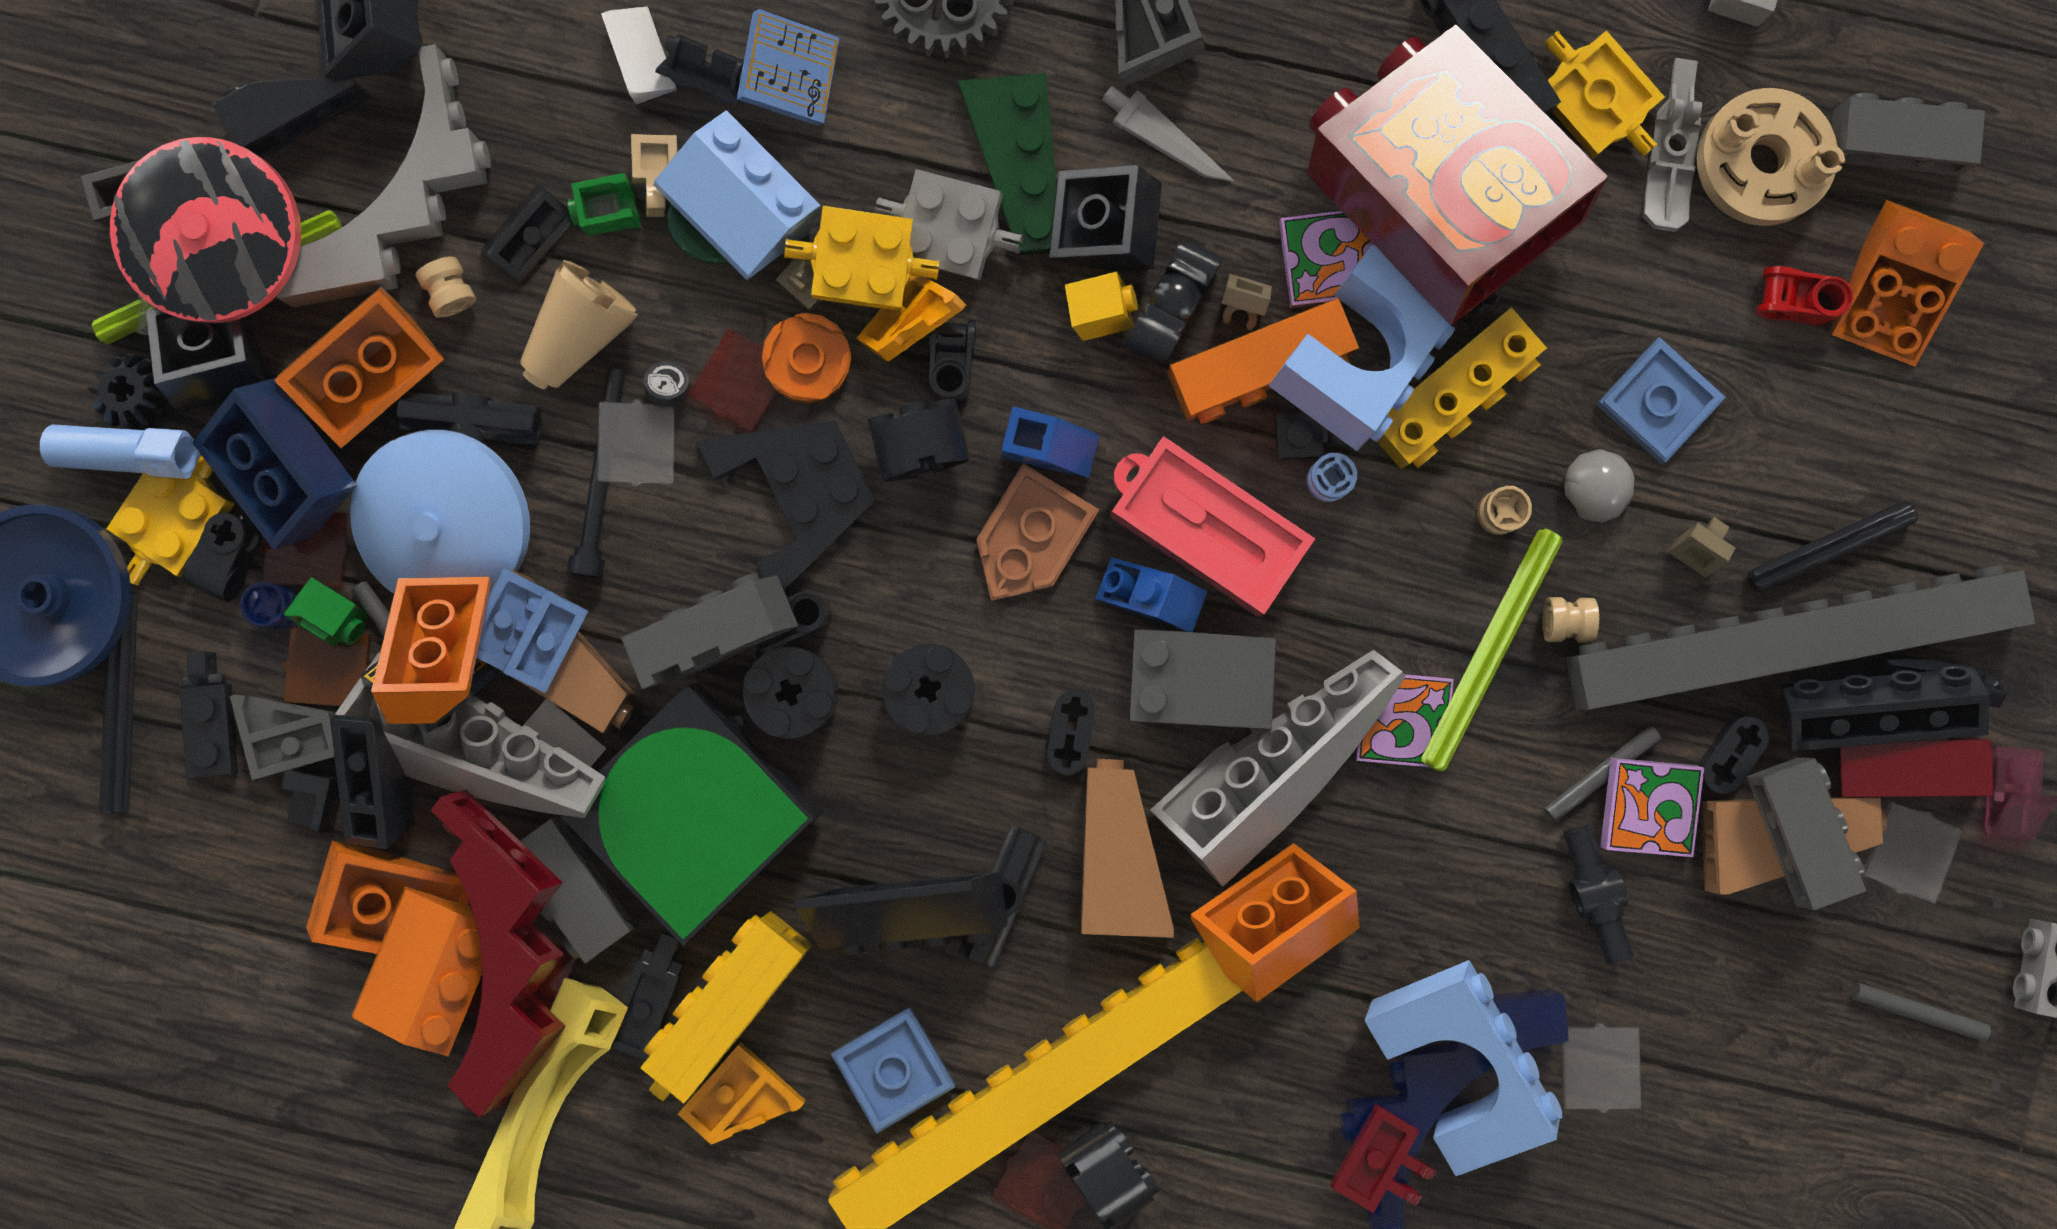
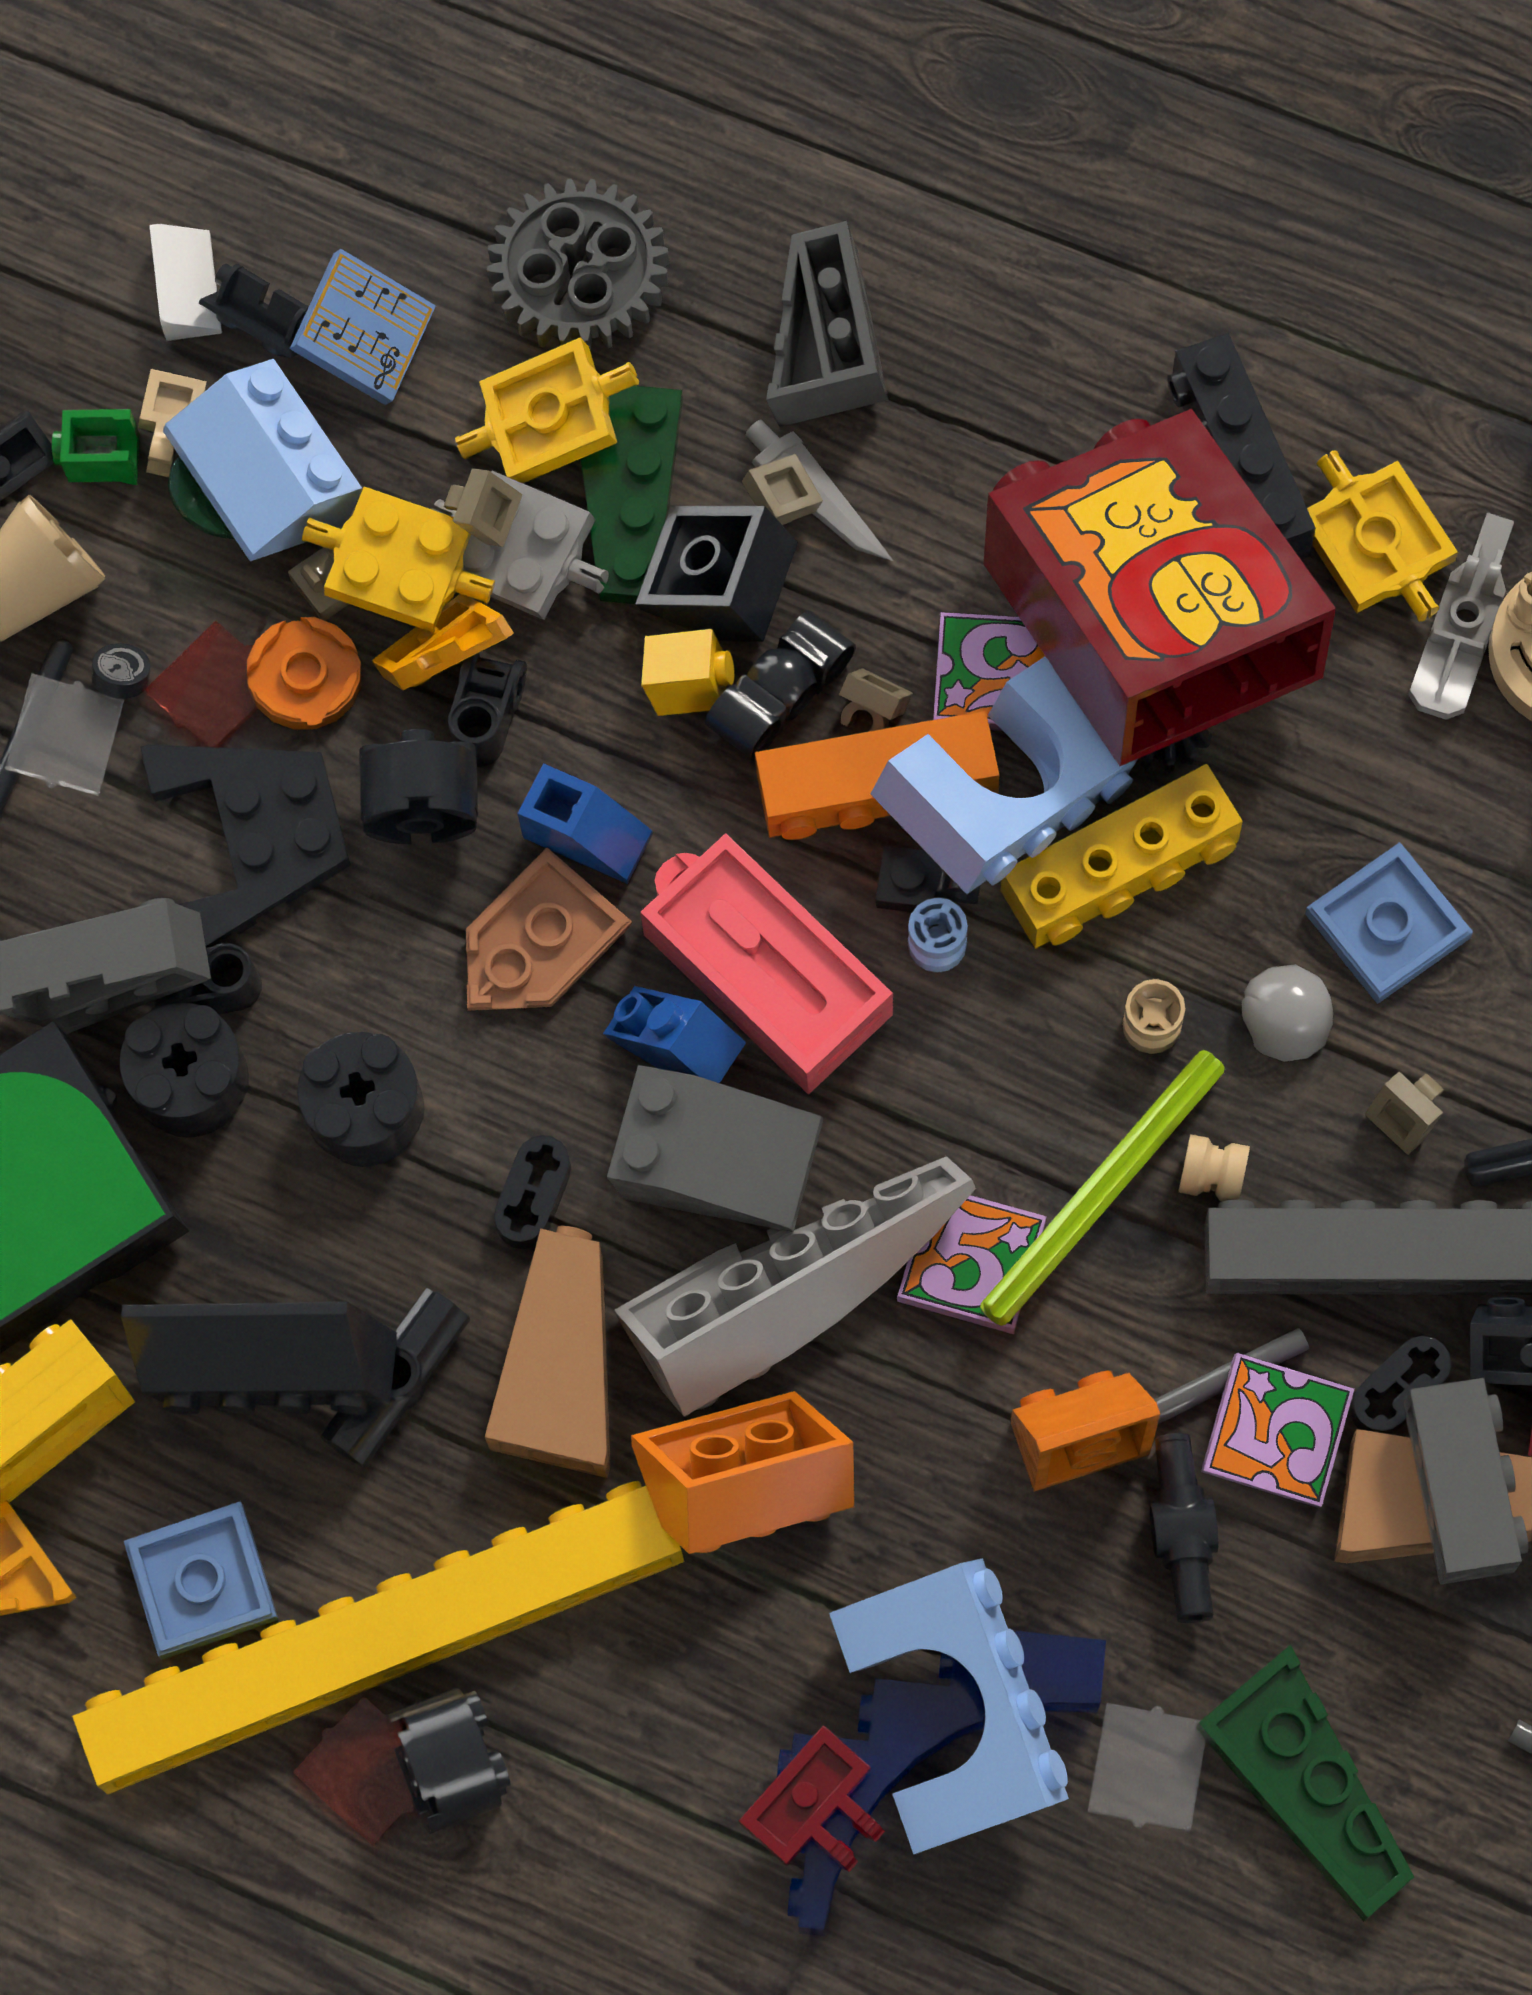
camera: 15 degrees right, 15 degrees down
(919, 204) = (484, 506): none -> dark tan tile
(948, 111) = (547, 411): none -> yellow plate
(1143, 143) = (783, 489): none -> dark tan tile
(1521, 840) = (1084, 1428): none -> orange slope
(1706, 1048) = (1293, 1764): none -> dark green wing

